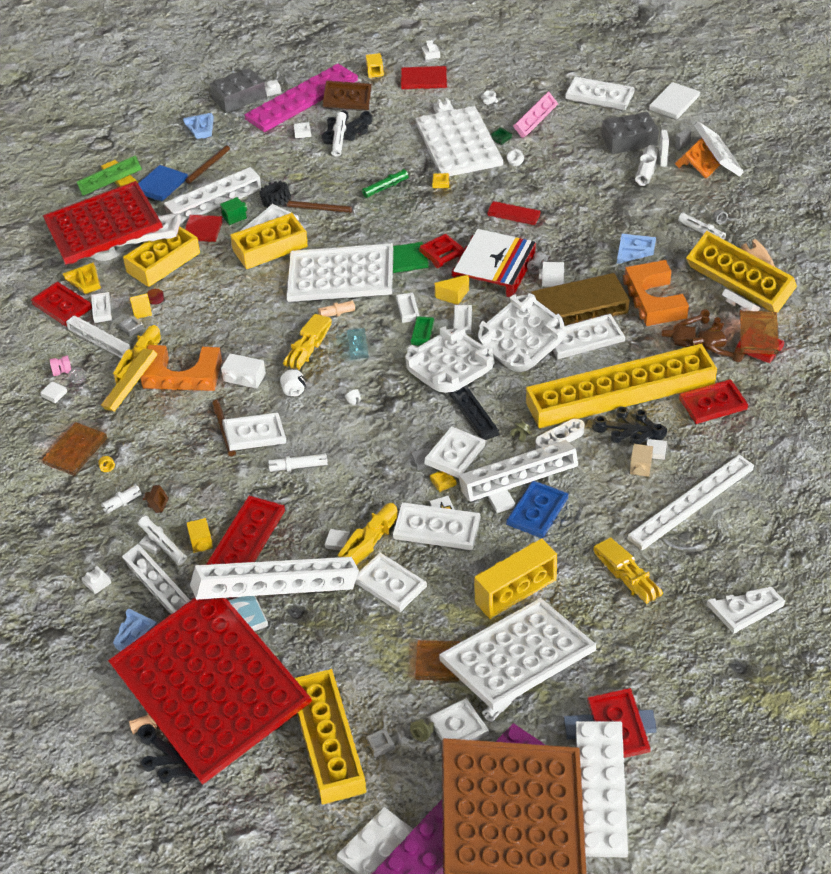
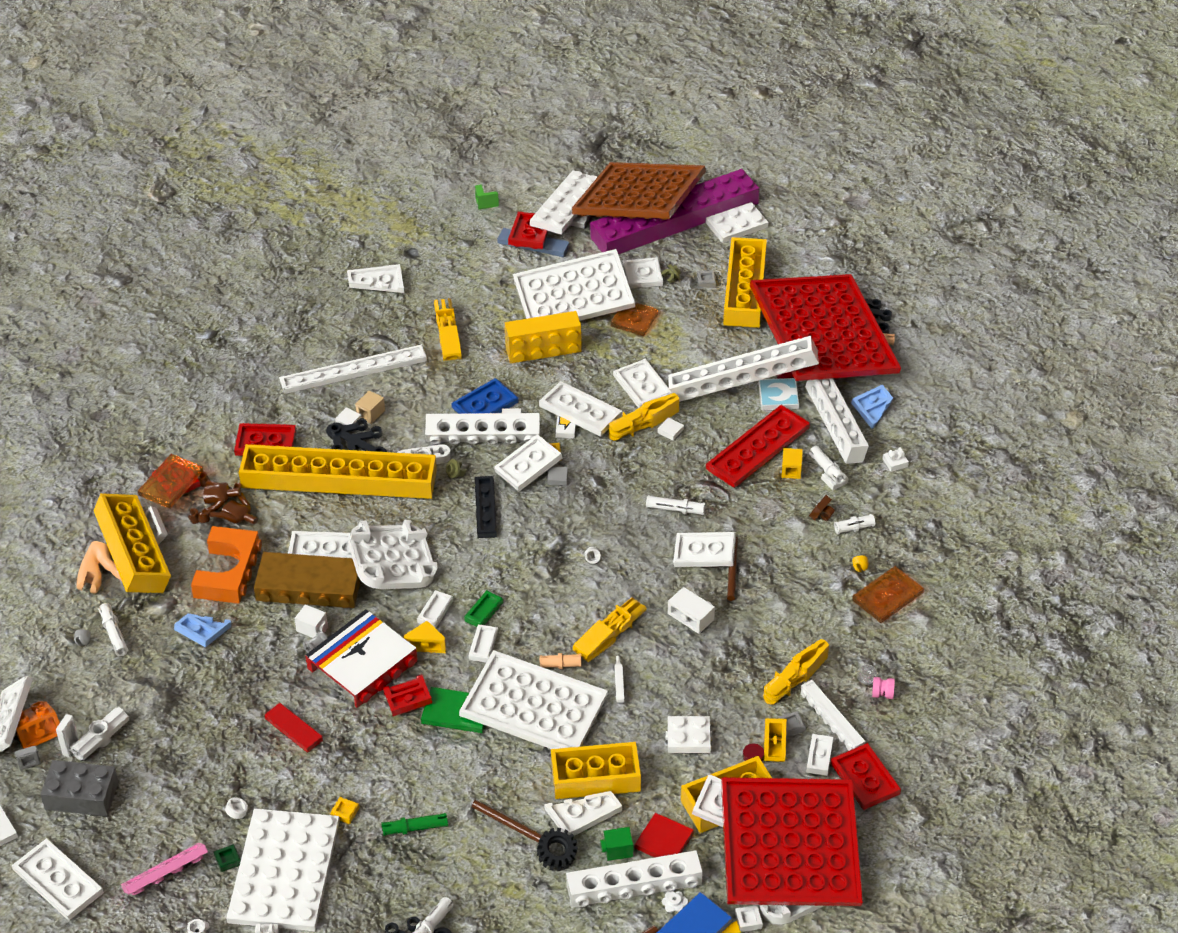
camera: 160 degrees left, 0 degrees up
(53, 392) = (897, 665): white tile -> none
(129, 379) = (812, 632): yellow tile -> none
(199, 377) = (738, 623): orange arch -> none
(210, 293) = (689, 734): none -> white plate
(282, 311) = (619, 681): none -> white piece
(292, 382) = (645, 586): white head -> none
(357, 343) = (558, 611): clear light blue plate -> none
(449, 360) = (478, 559): white tile -> none
(706, 767) = (486, 200): none -> bright green panel

